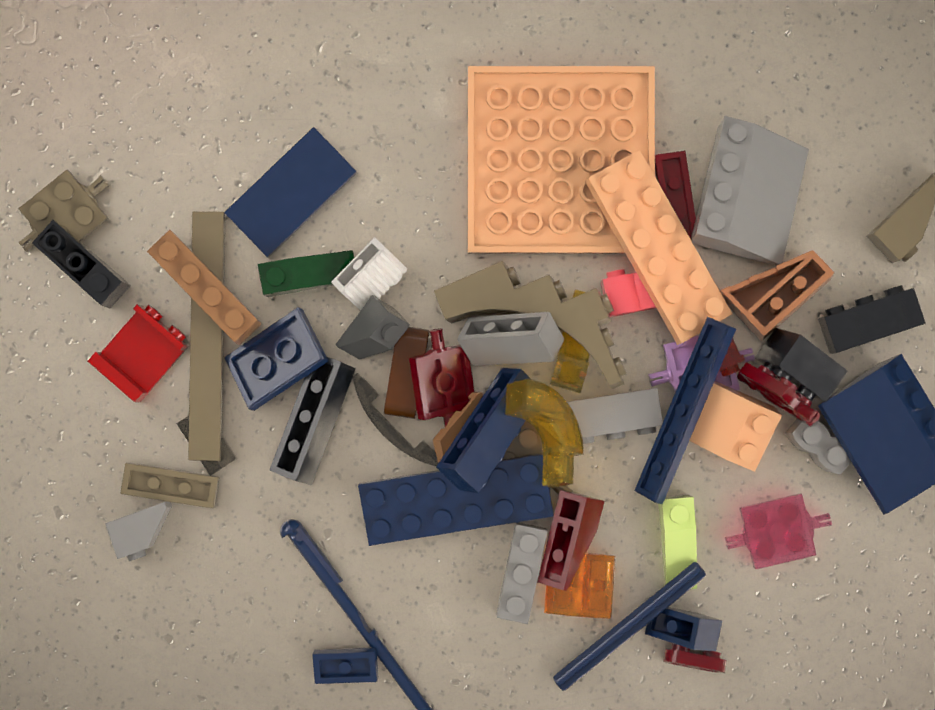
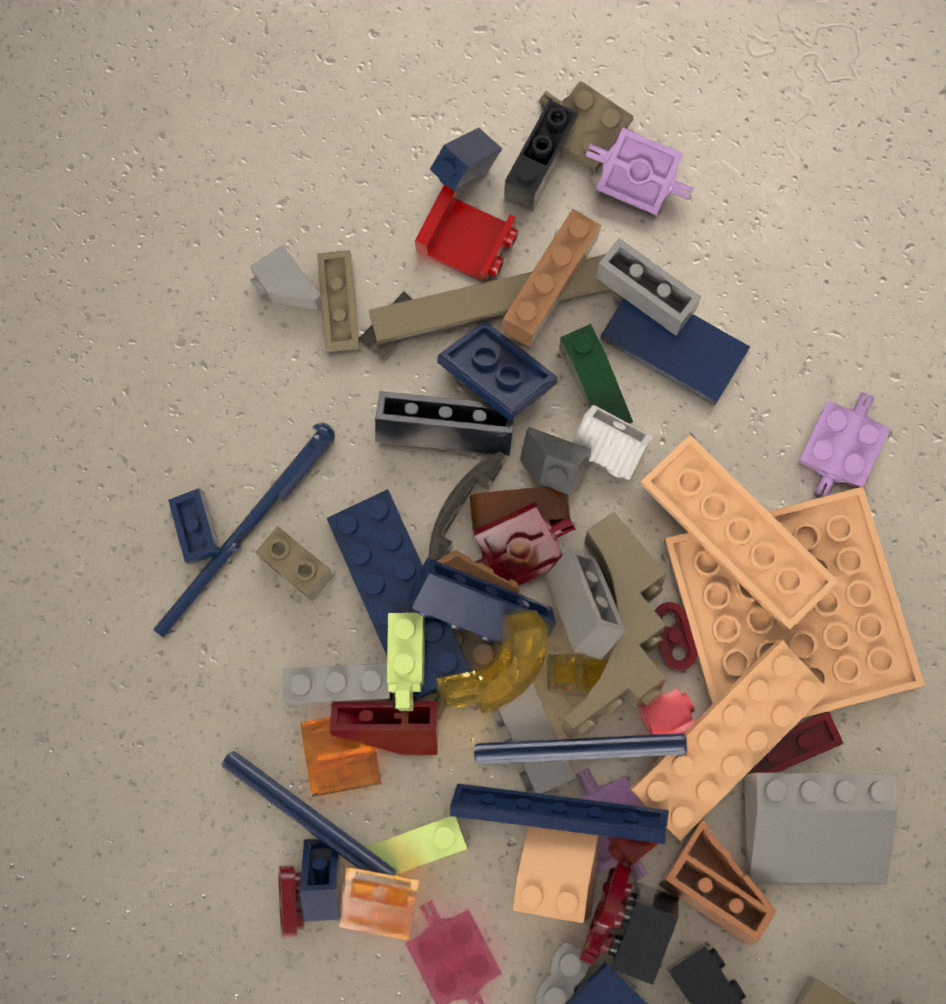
camera: 80 degrees right, 10 degrees down
(68, 335) = (465, 159): none -> dark blue brick
(123, 179) = (639, 171): none -> lavender plate
(237, 203) = (647, 286): none -> light grey brick
(403, 584) = (294, 563): none -> dark tan brick
(425, 70) = (844, 445): none -> lavender plate
(481, 187) = (739, 532): none -> light nougat plate
(516, 508) = (405, 657): none -> yellowish green hinge
(555, 266) = (676, 637): none -> dark red plate
(635, 377) = (580, 748): none -> axle
(718, 584) = (378, 903): none -> clear orange slope

